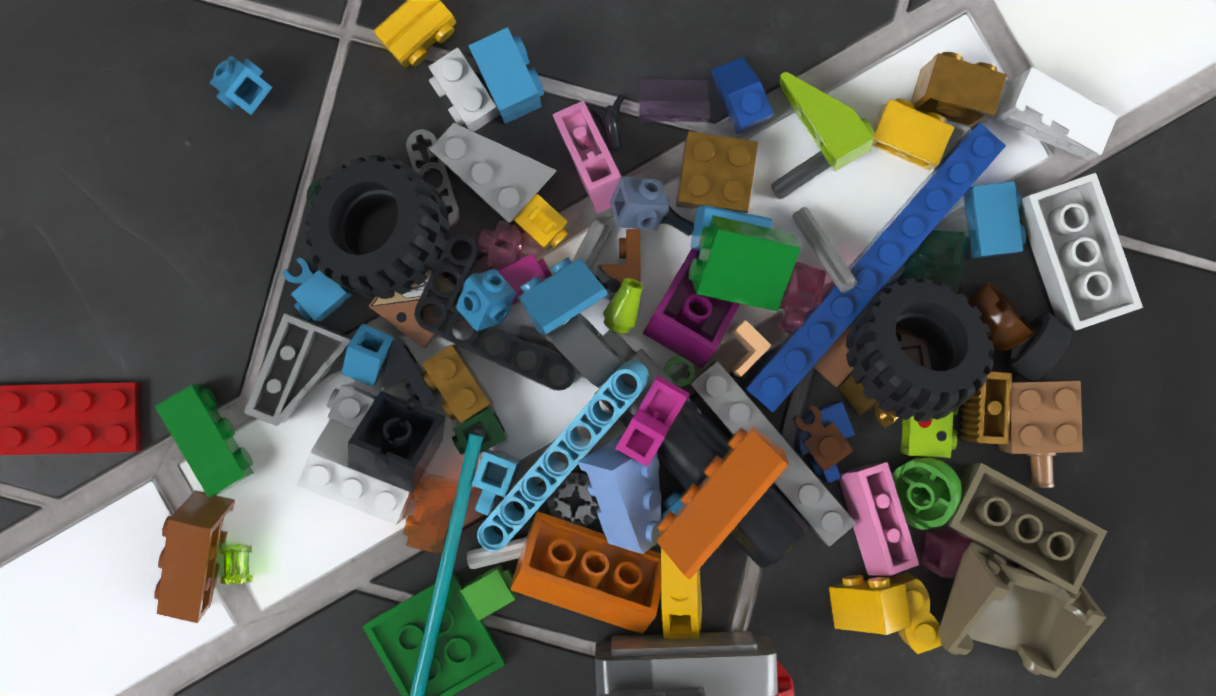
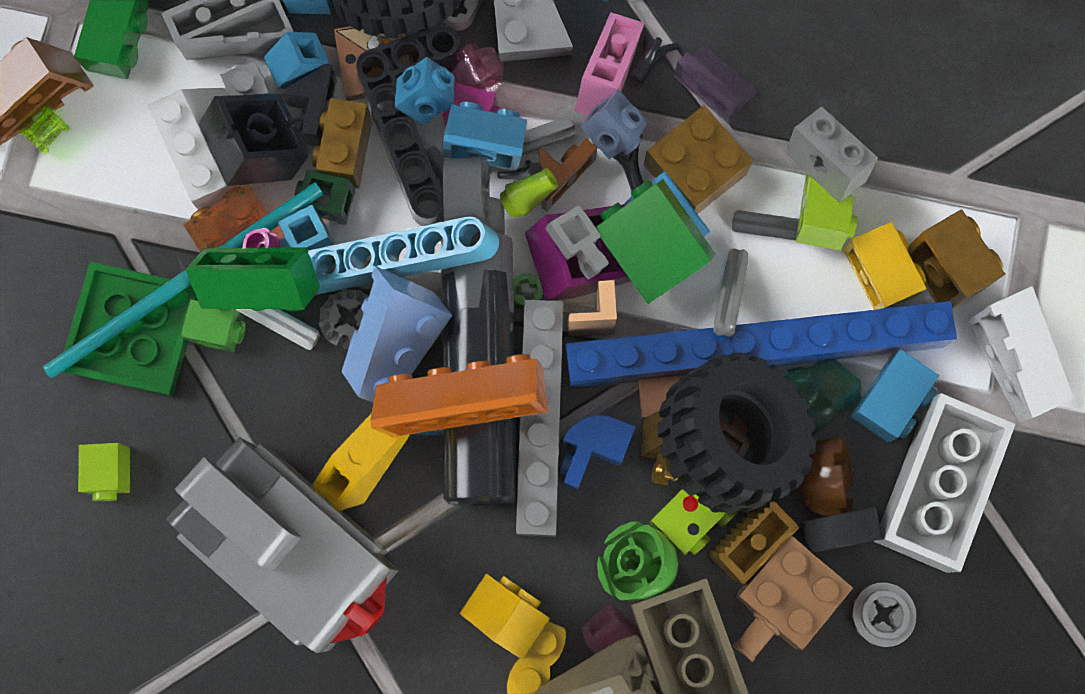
camera: 45 degrees right, 10 degrees down
(471, 518) = (260, 237): none -> dark pink plate
(498, 542) = (253, 278): none -> green brick
(542, 223) = (525, 81): yellow brick -> none
(588, 575) = (300, 380): orange slope -> none
(652, 421) = (459, 291): dark pink slope -> none
(689, 312) = (576, 236): none -> light grey plate
(742, 95) = (773, 124): blue slope -> none
(801, 295) = (678, 308): clear pink brick -> none
(813, 92) = (830, 154): none -> light grey brick
(825, 442) = (590, 444): reddish brown plate -> none
(878, 519) = (578, 551): bright pink brick -> none
(1121, 365) = (902, 618): none -> light grey gear

